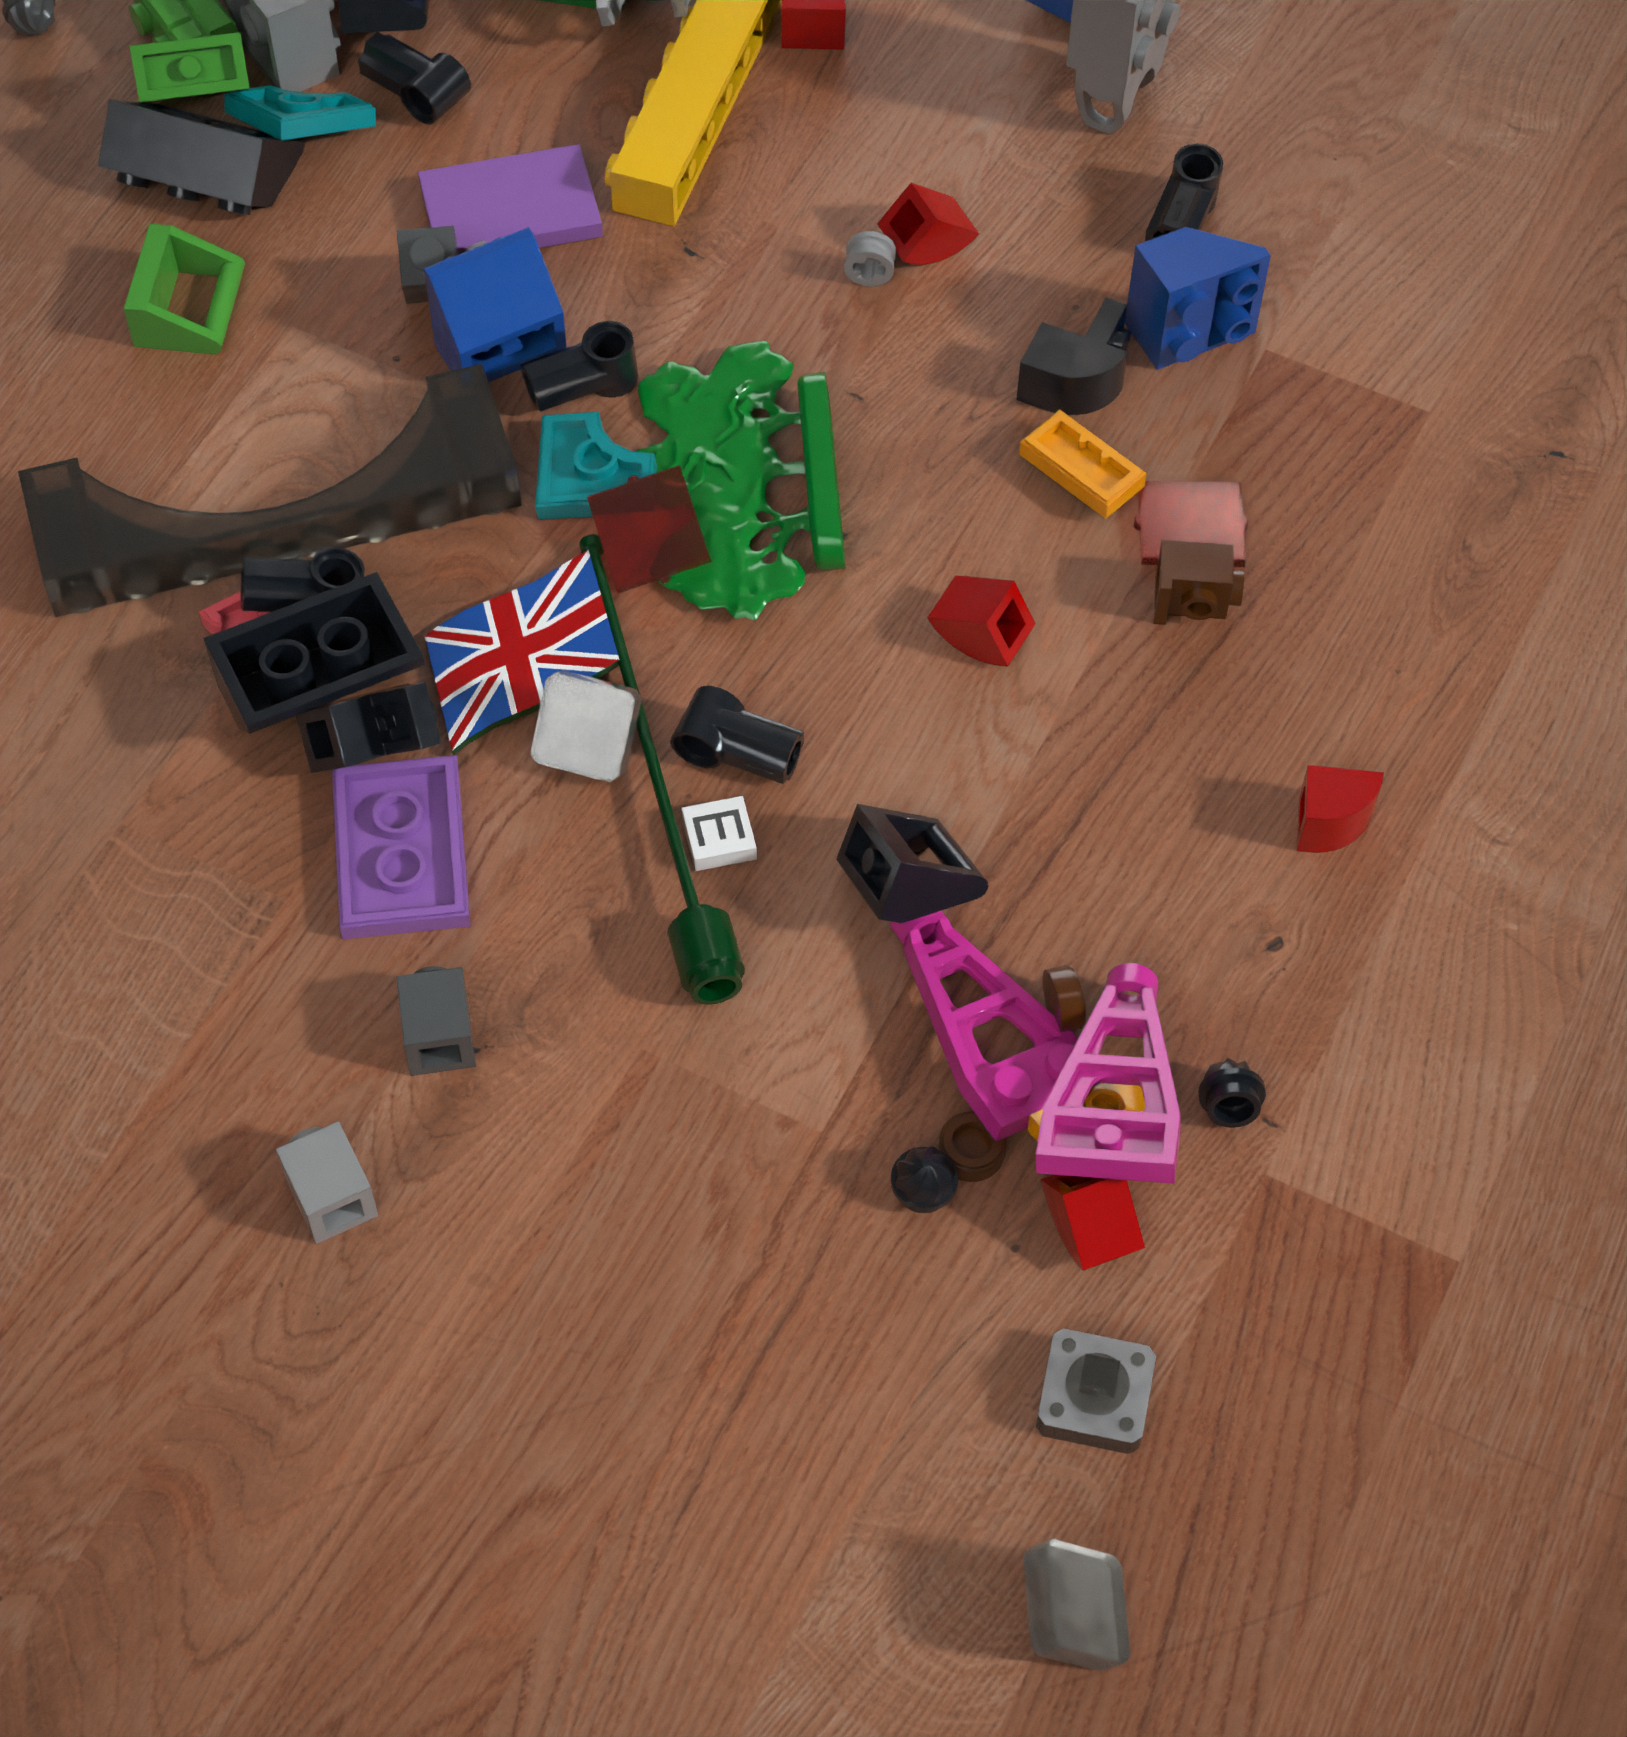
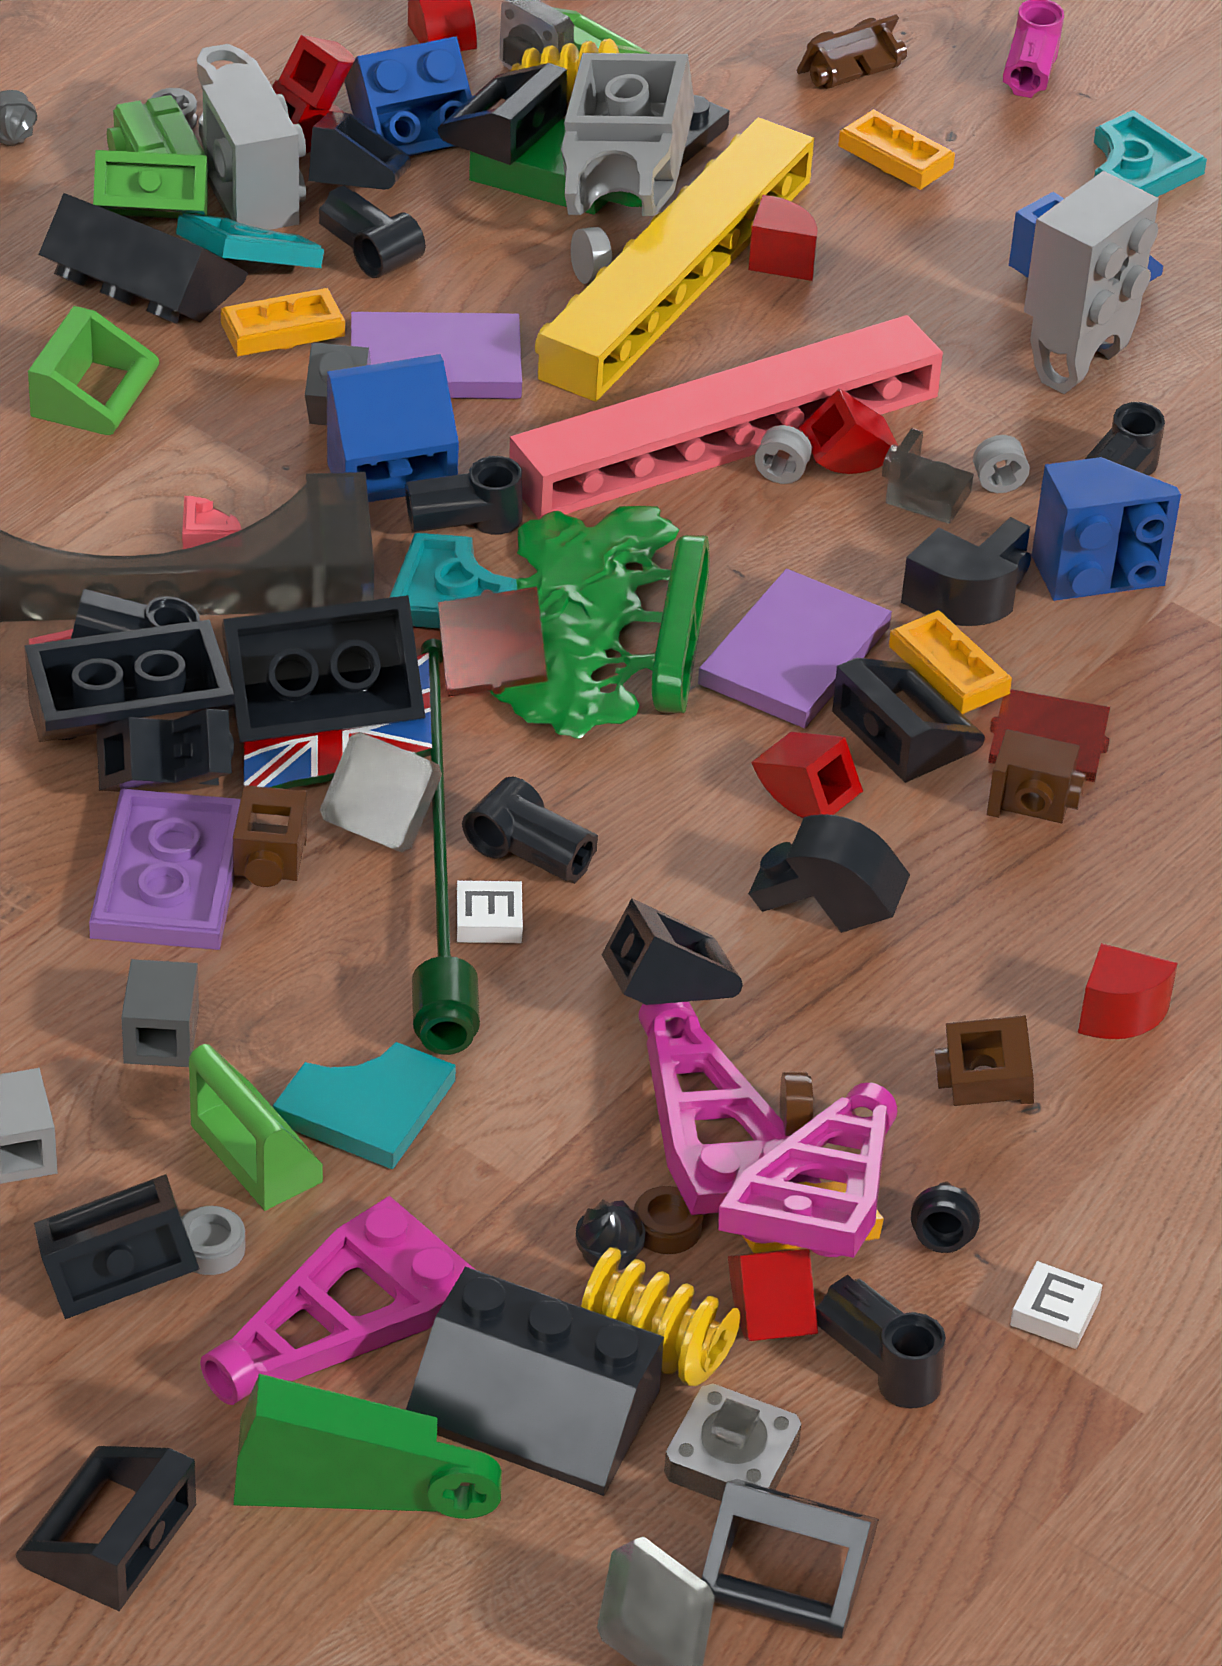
camera: 10 degrees right, 15 degrees down
(340, 444) = (205, 523): none -> coral tile
(354, 196) = (282, 322): none -> light orange plate
(466, 1315) = (115, 1246): none -> black tile
(491, 796) = (269, 851): none -> reddish brown brick
(497, 598) = (323, 669): none -> black slope
(545, 1264) = (215, 1238): none -> light grey tile
(556, 1139) = (248, 1132): none -> bright green tile
(567, 1619) = (131, 1546): none -> black tile
(631, 63) = (589, 253): none -> light grey tile
(658, 1080) = (369, 1106): none -> teal tile
(734, 1247) = (389, 1249): none -> dark pink plate
(747, 1493) = (354, 1453): none -> green piece
(801, 227) = (719, 416): none -> coral brick
(896, 1366) = (537, 1380): none -> black slope
(932, 474) = (790, 647): none -> medium lavender tile
(993, 1271) = (692, 1338): none -> yellow piece
(1008, 264) = (924, 484): none -> clear smoke bracket
(1038, 723) = (840, 865): none -> black brick
(1043, 547) = (902, 740): none -> black tile
(1076, 230) = (995, 450): none -> light grey bush
(1182, 1469) = (801, 1517): none -> tile
(1206, 1241) = (896, 1345): none -> black piece
(1243, 894) = (991, 1043): none -> reddish brown brick
(1354, 1164) = (1056, 1305): none -> white tile

